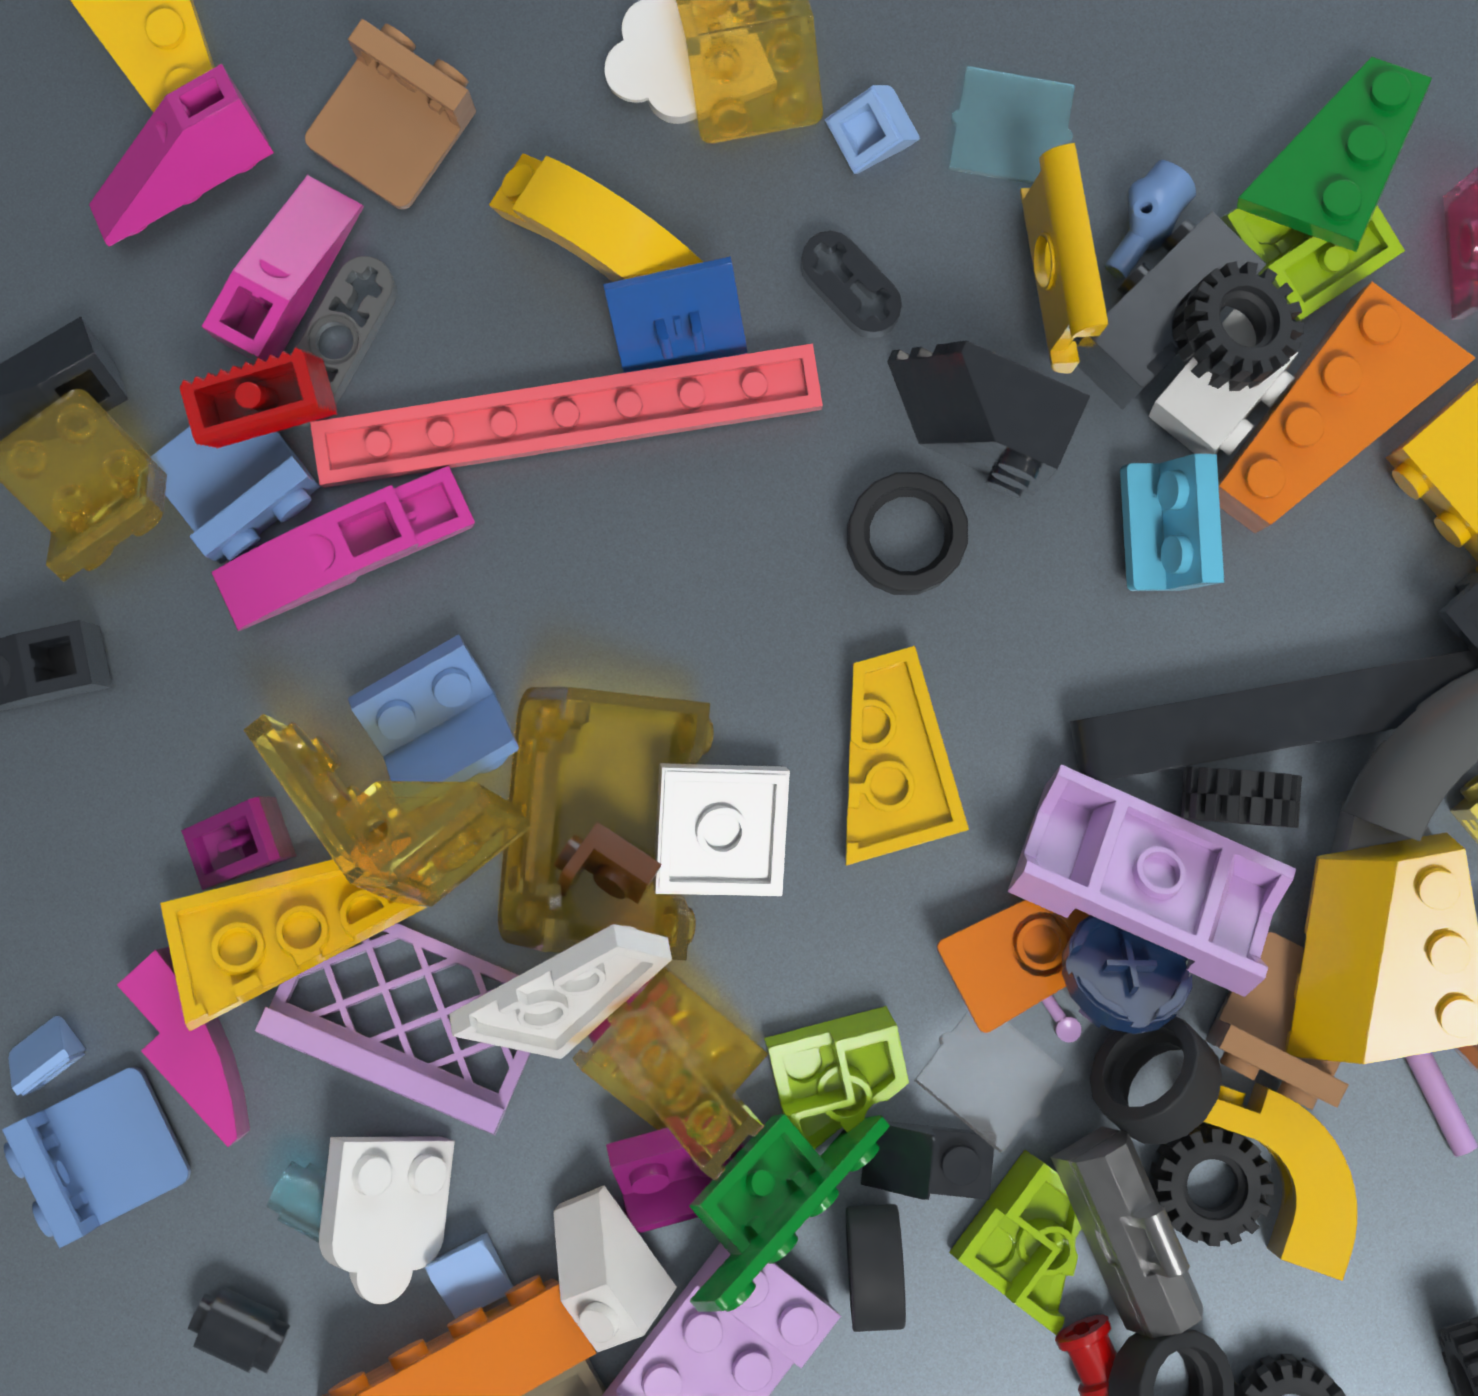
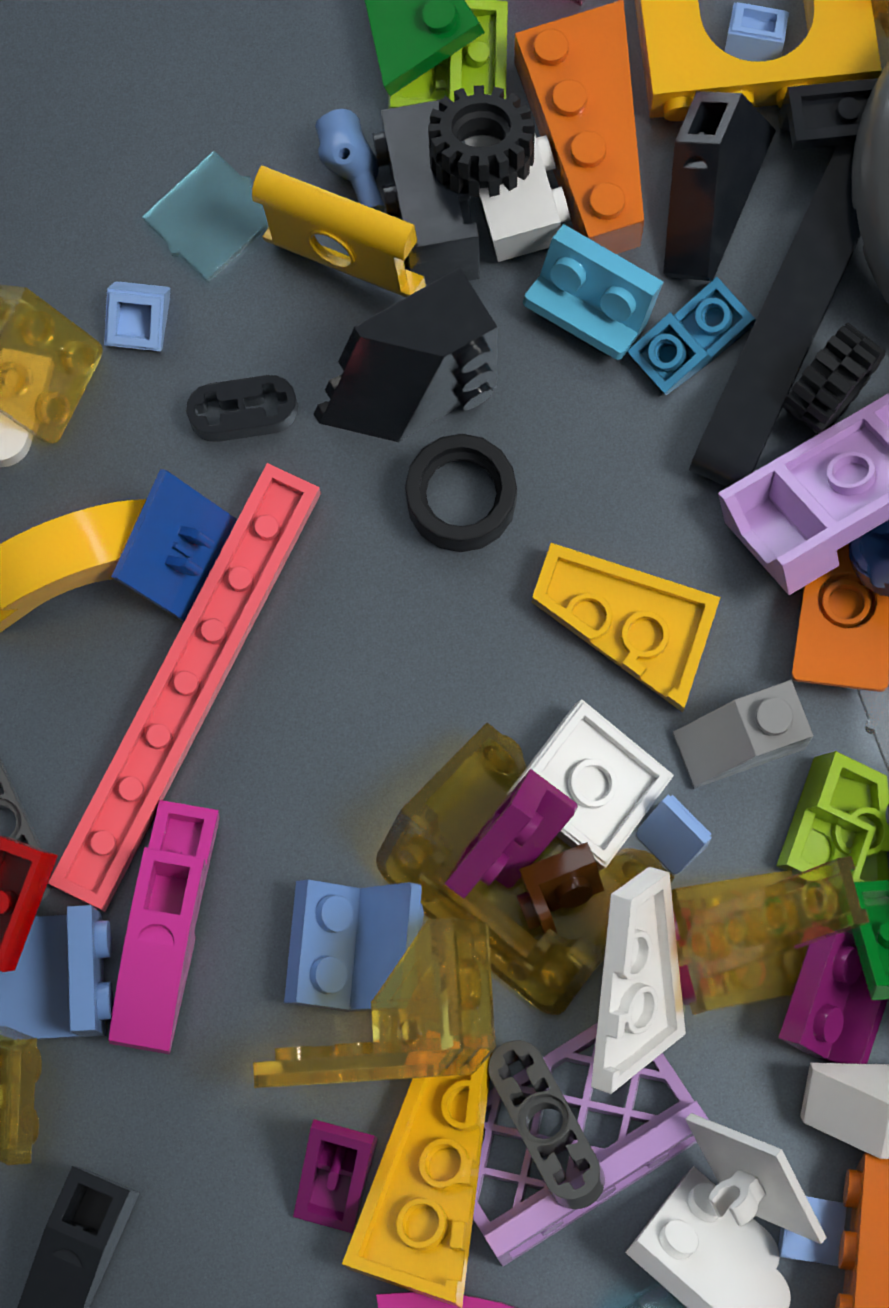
camera: 50 degrees left, 10 degrees down
(389, 1044) = (580, 1152): none -> dark grey beam
(461, 1205) = (754, 1180): none -> white piece
(620, 794) = (513, 835): none -> magenta bracket
(727, 931) = (673, 835): none -> light blue slope
(857, 933) = (744, 734): none -> light grey slope
(1198, 639) = (692, 337): none -> dark azure slope
(1362, 556) = (711, 180): none -> black slope

